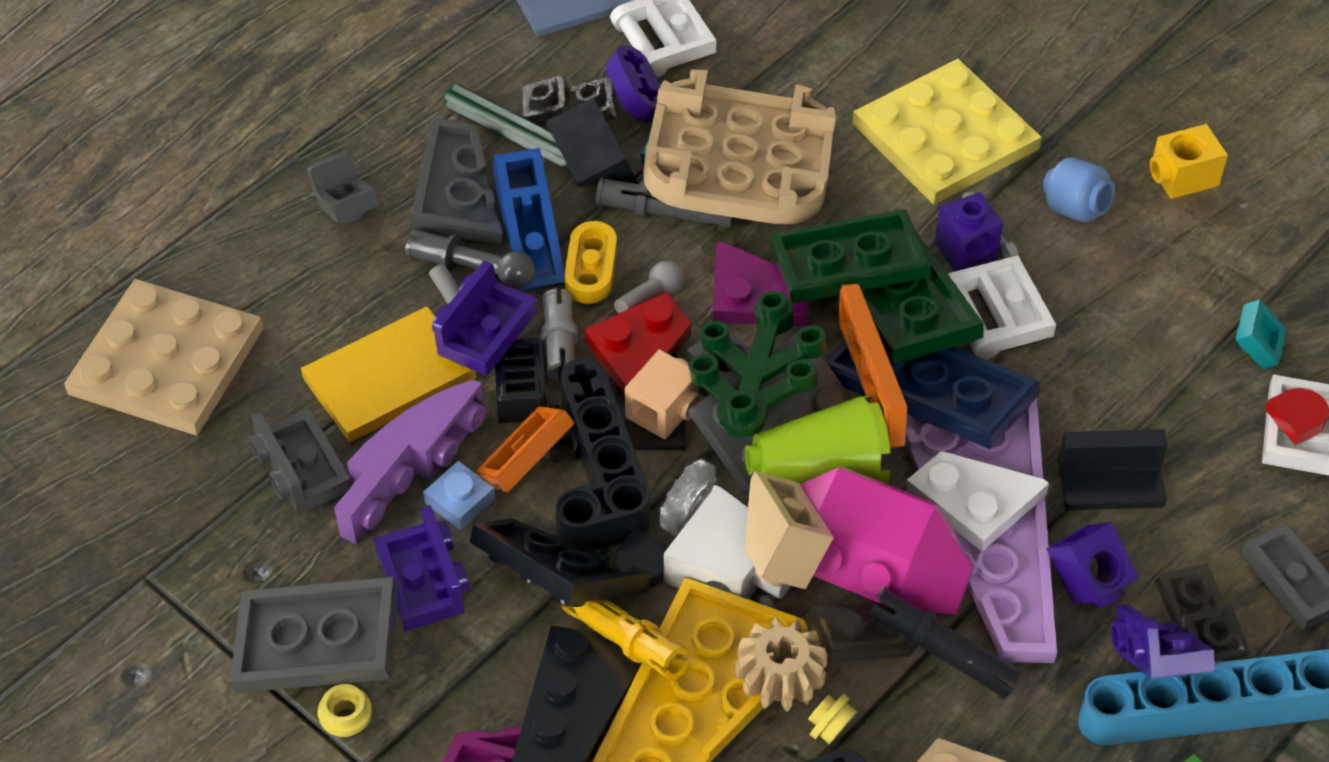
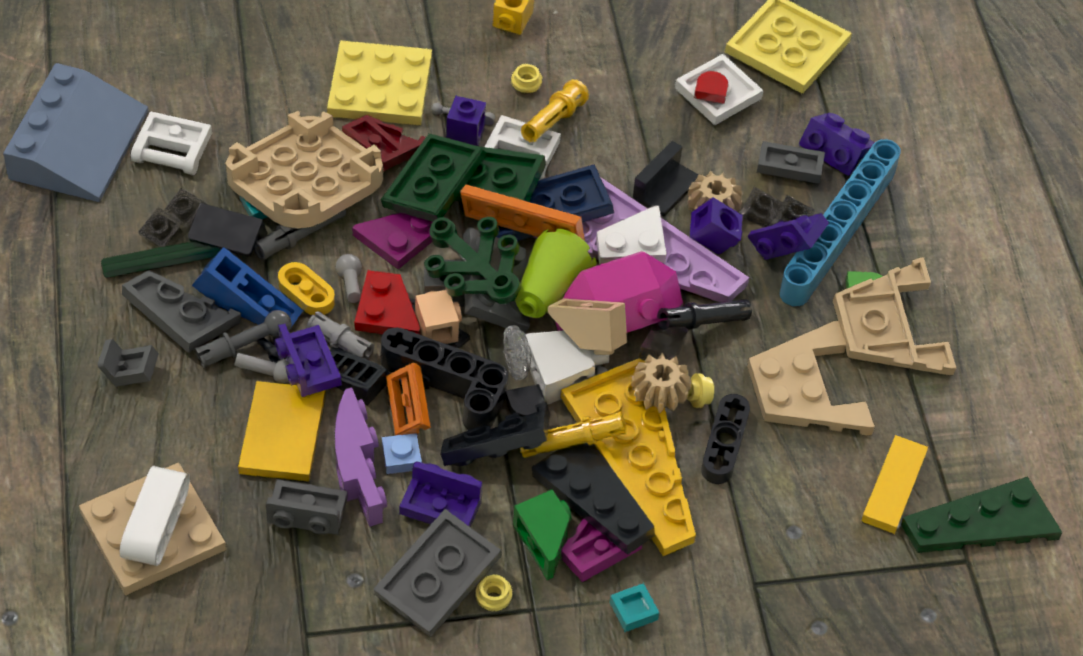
camera: 55 degrees left, 0 degrees up
(155, 338) = (154, 516): none -> white beam
(471, 696) = (543, 529): none -> green slope
(634, 82) = (199, 181): dark purple beam -> none
(859, 182) = (386, 137): none -> dark red wing
(1078, 189) = (484, 61): medium blue head -> none
(1096, 296) = (561, 105): none -> yellow pin
(1105, 244) = (526, 78): none -> light yellow plate
(1148, 533) = (715, 186): none -> tan gear
(1261, 334) = (645, 66): teal plate -> none

